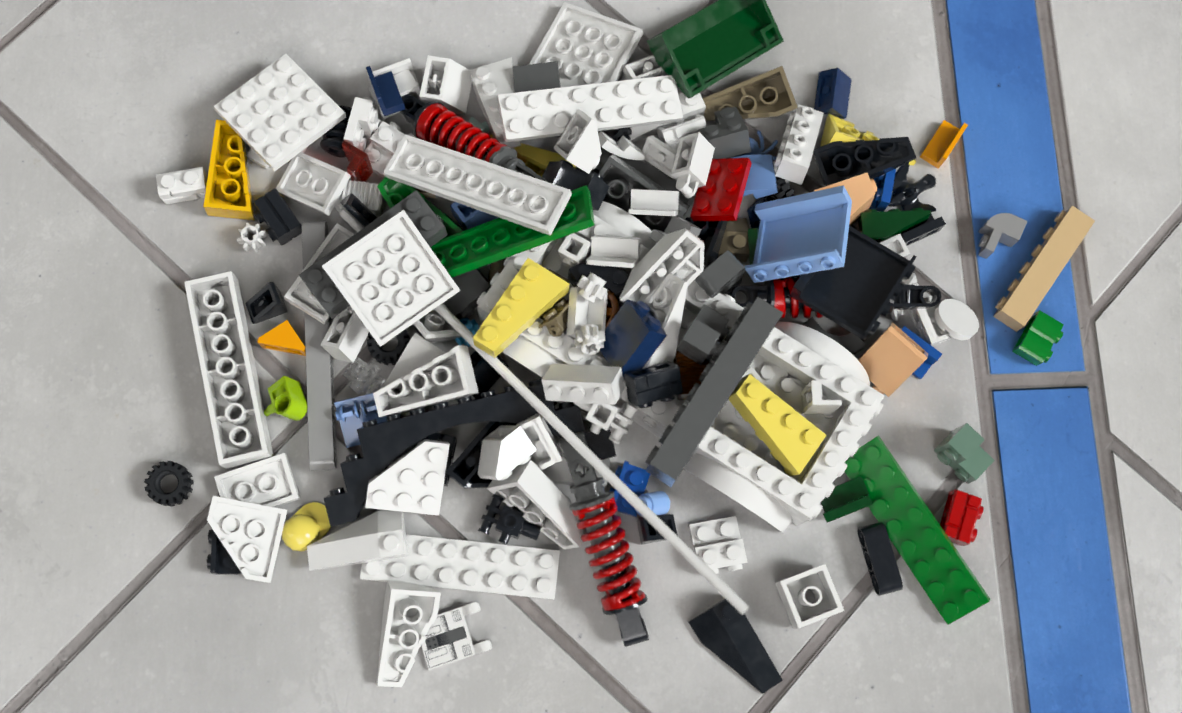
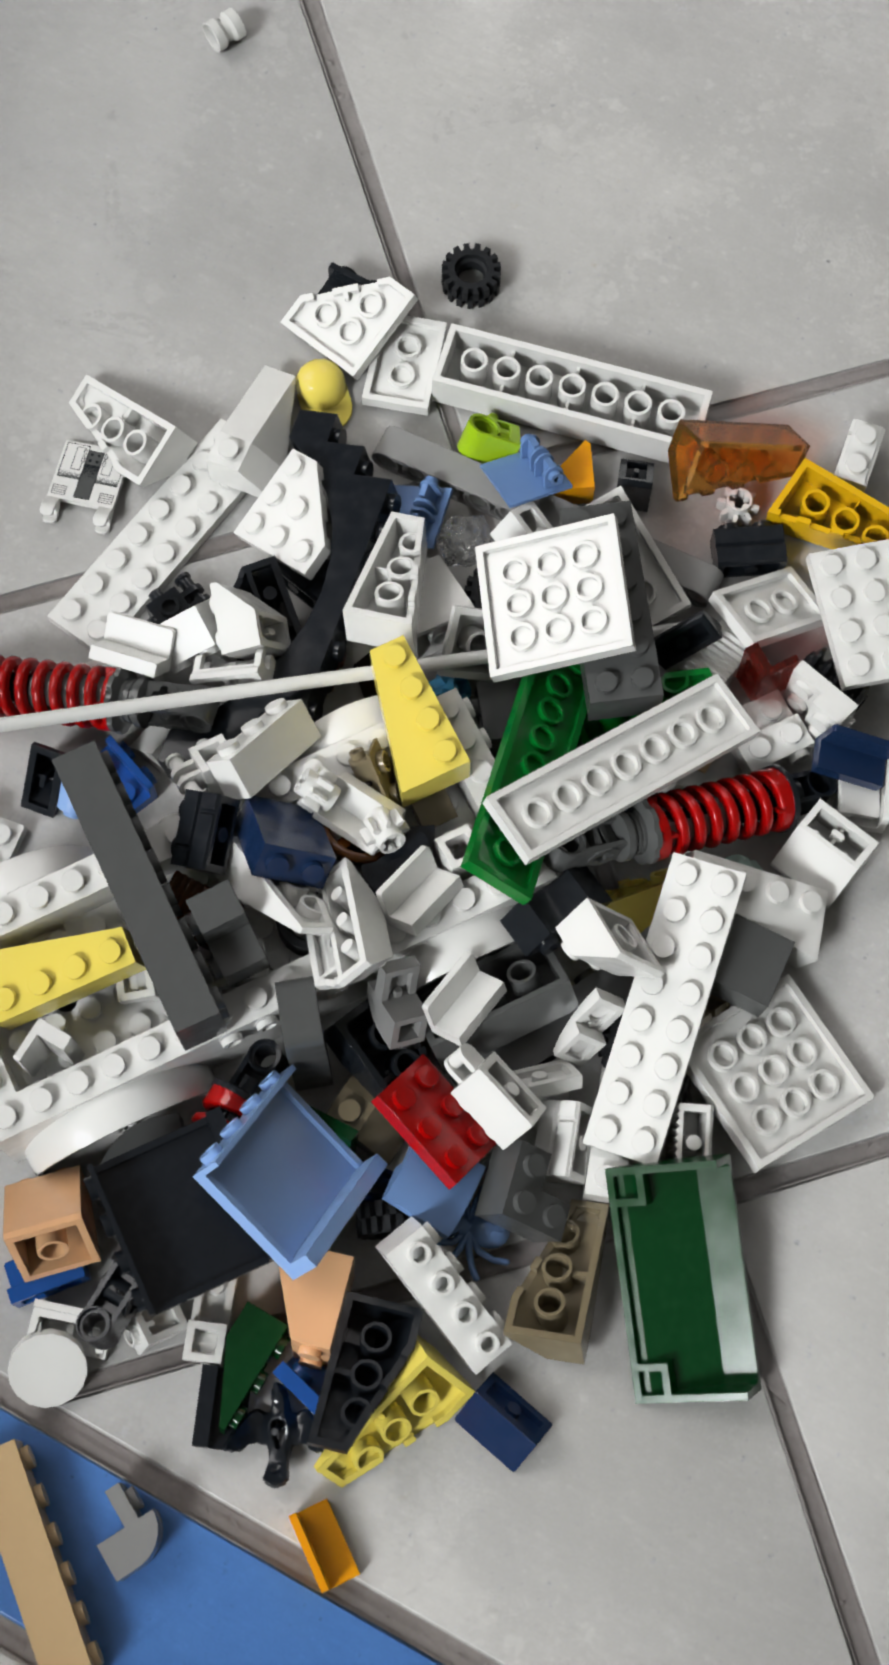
camera: 130 degrees right, 5 degrees down
(223, 248) = (731, 454): none -> clear orange wedge
(304, 359) = (526, 474): none -> medium blue hinge
(558, 510) = (135, 645): none -> white panel

